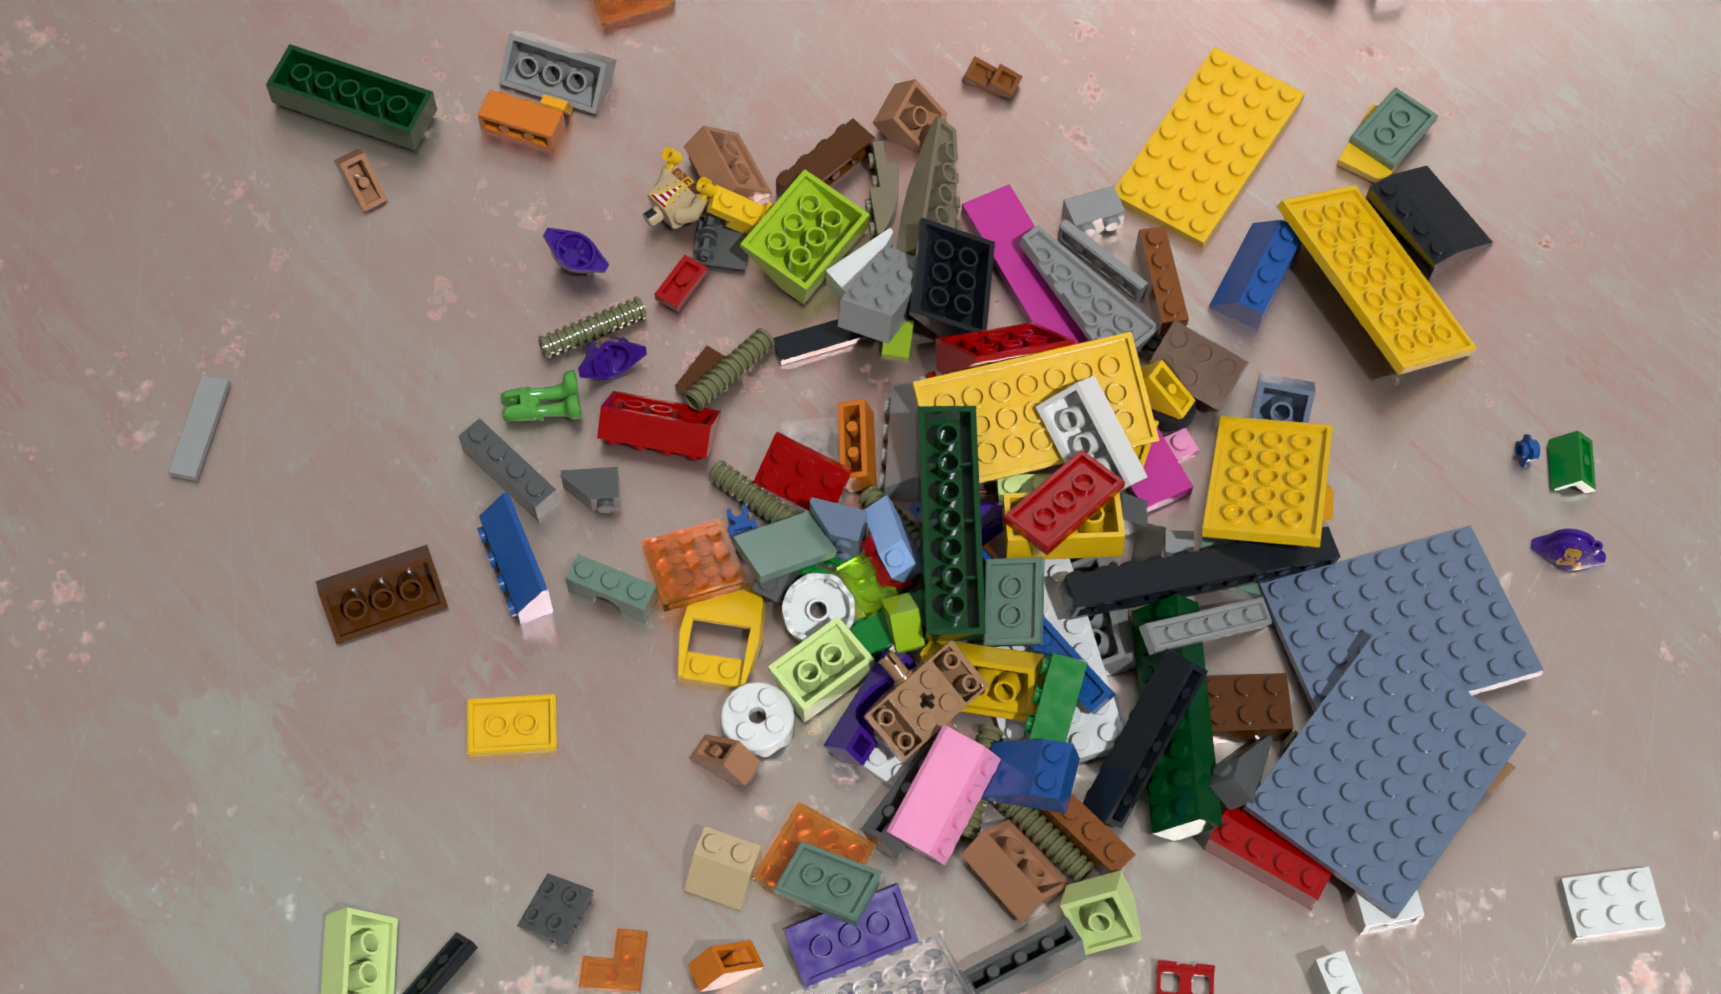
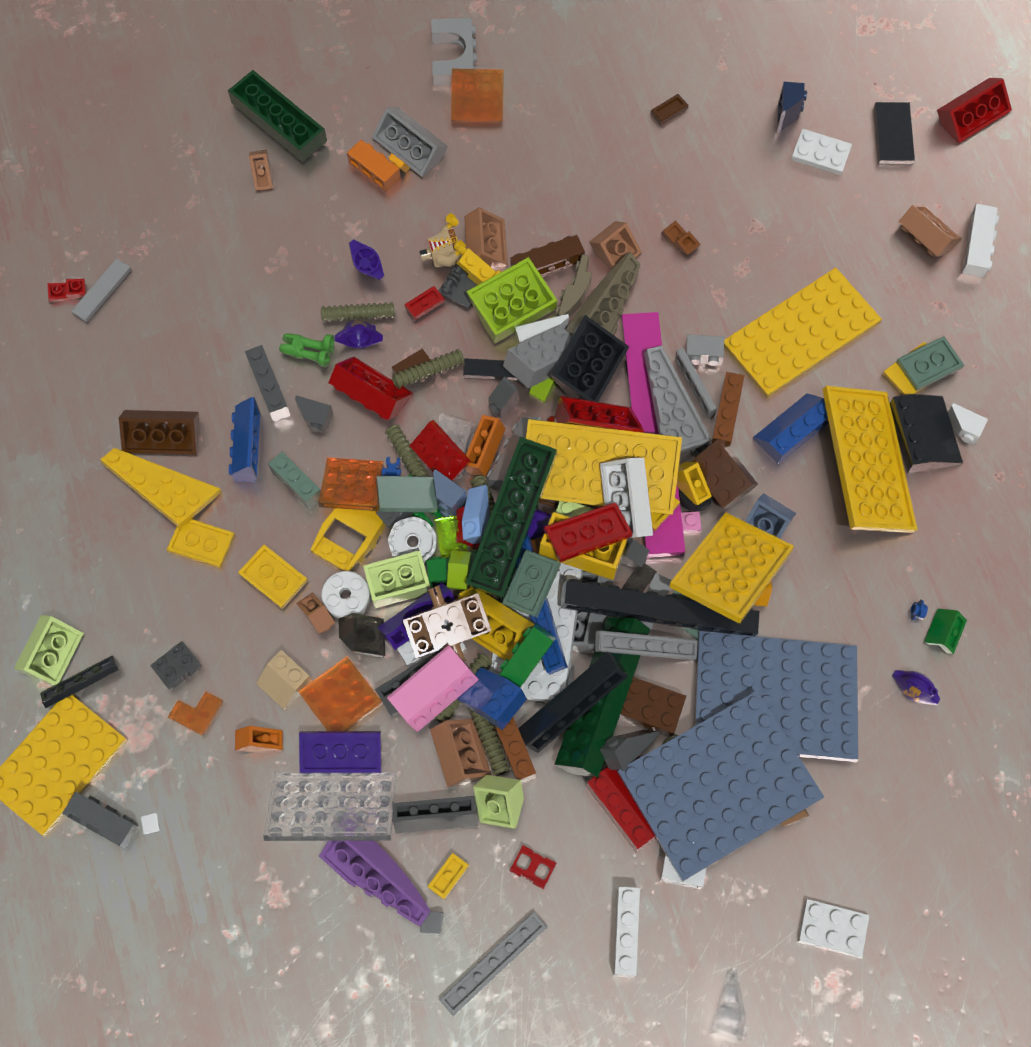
camera: 25 degrees right, 5 degrees up
(149, 445) = (66, 291): none -> red slope
(430, 671) = (166, 490): none -> yellow wing
(640, 733) = (273, 576): none -> yellow plate
(805, 762) = (362, 635): none -> clear smoke slope
(828, 883) = (339, 715): sand green tile -> none
(854, 370) = (503, 398): none -> dark grey slope
(1475, 189) = (966, 423): none -> white slope

